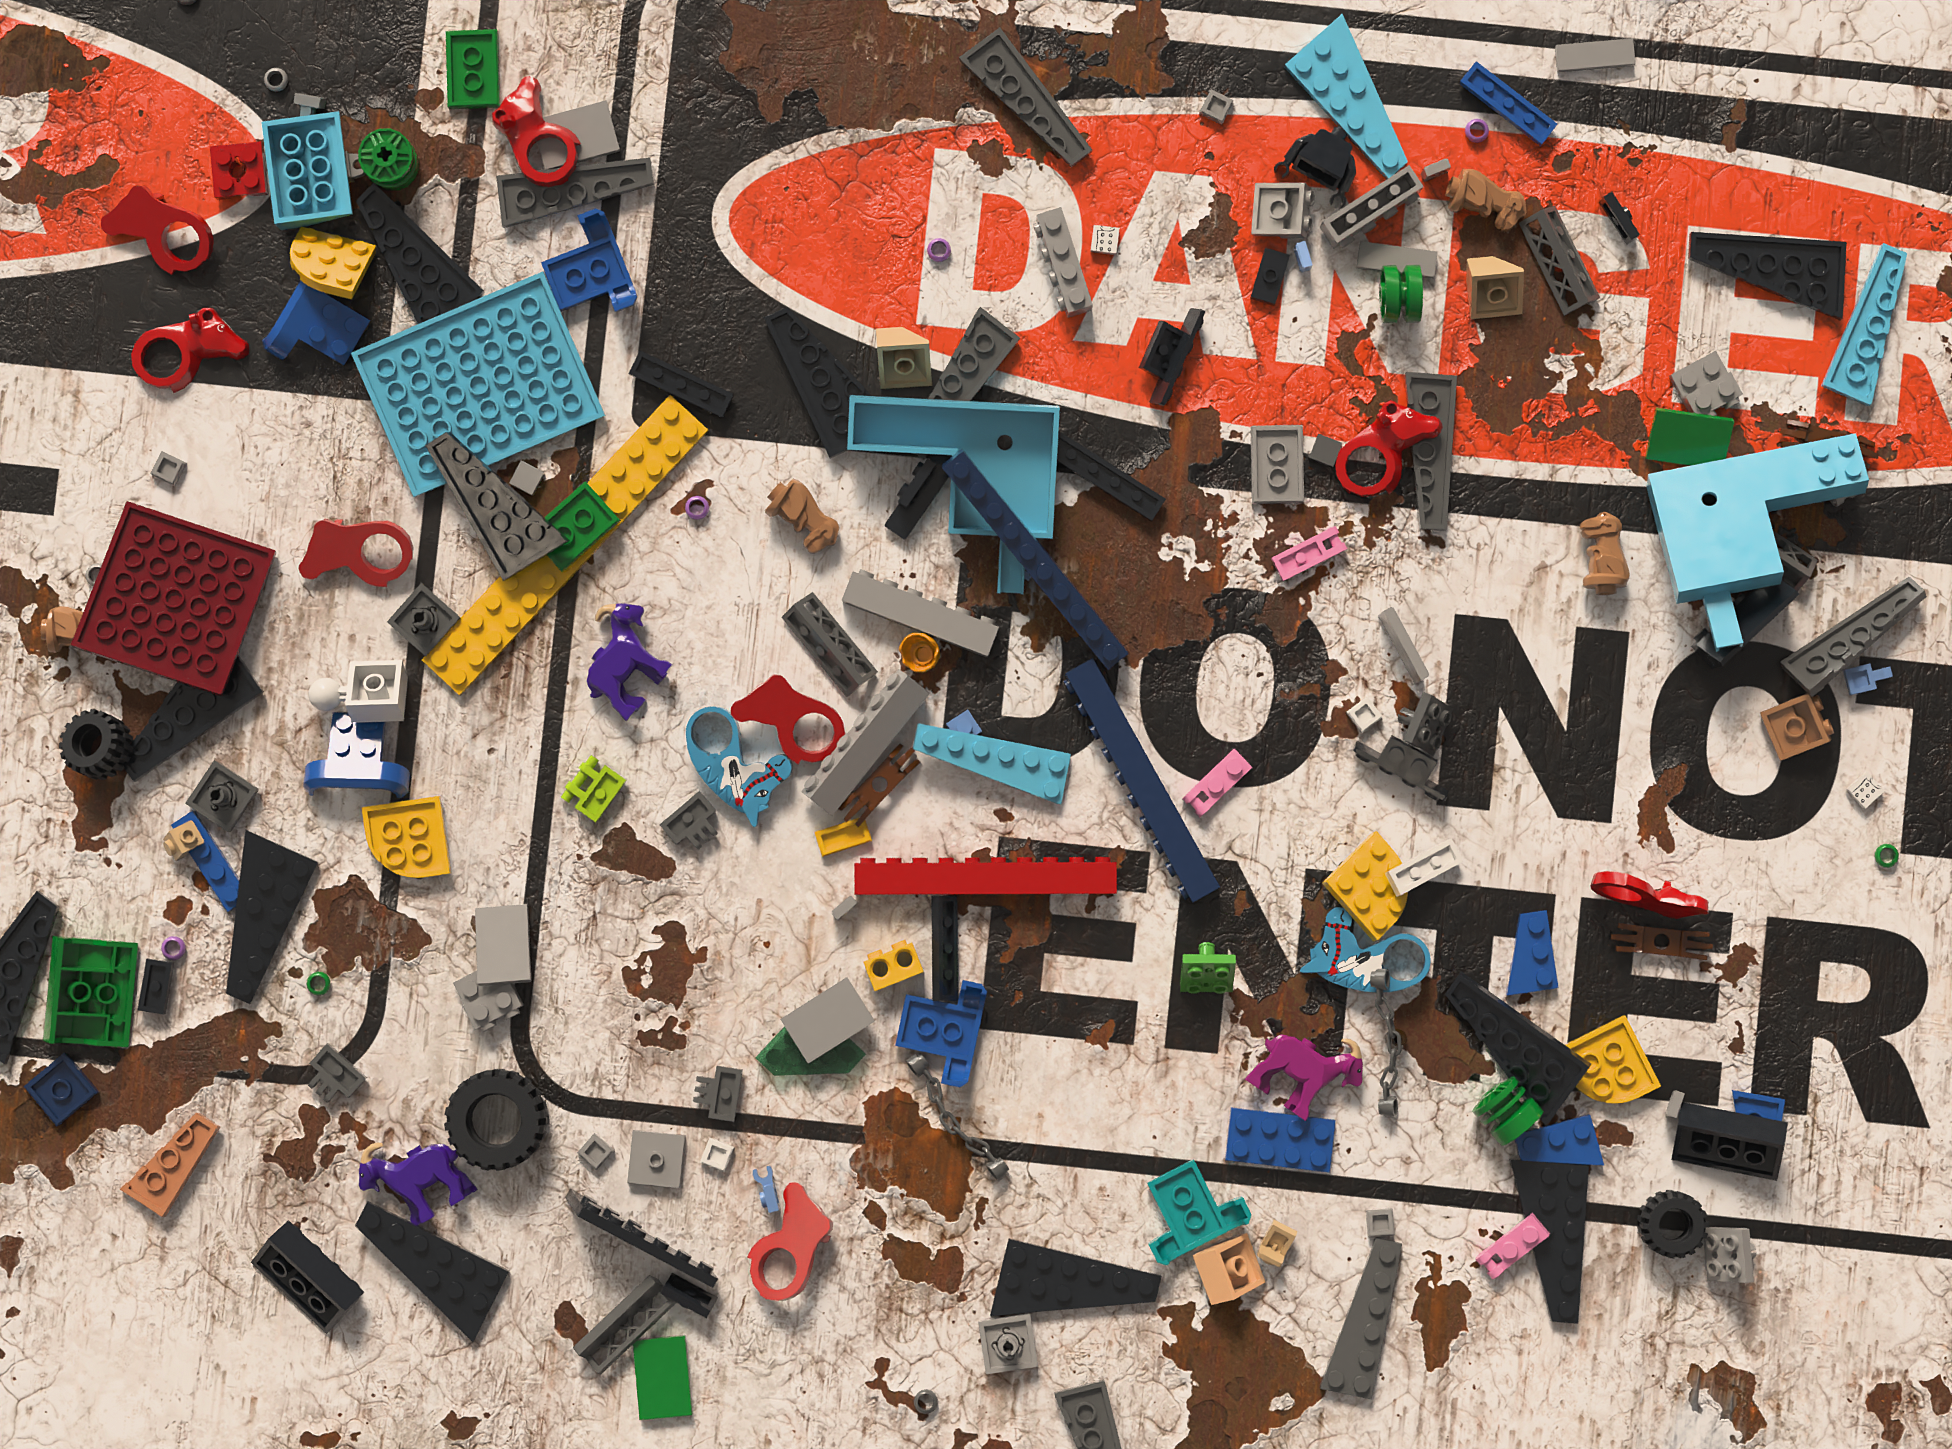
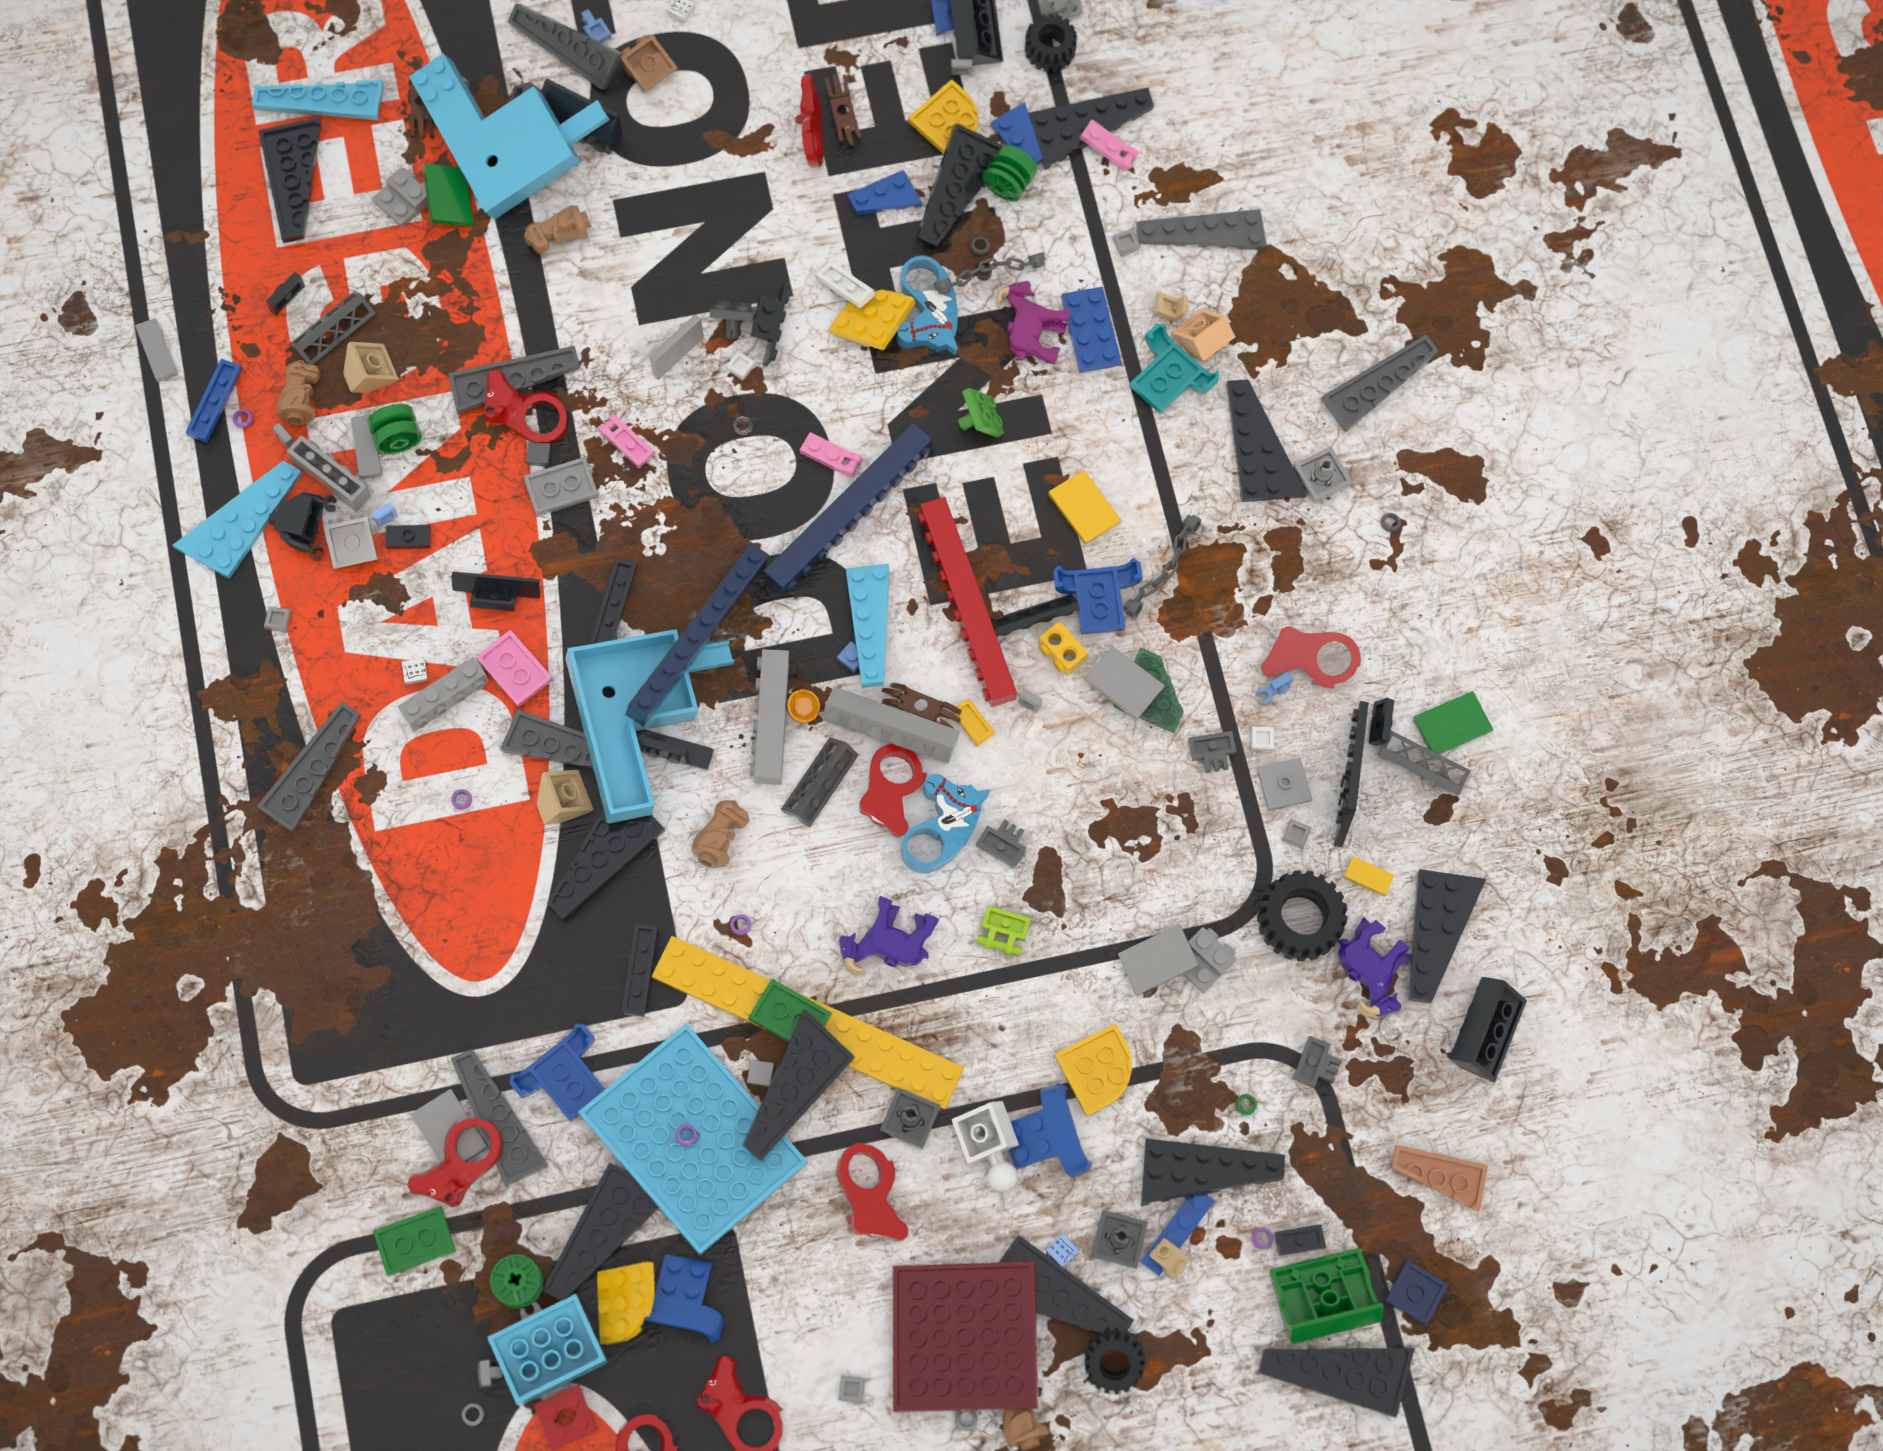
camera: 115 degrees left, 15 degrees down
(232, 732) = (1062, 1251): none -> light blue tile
(489, 376) = (686, 1127): none -> medium lavender piece
(520, 1213) = (1368, 876): none -> yellow tile
(1058, 1052) = (1084, 507): none -> yellow tile
(1071, 348) = (514, 668): none -> bright pink plate
(1423, 1039) = (982, 240): none -> dark grey piece

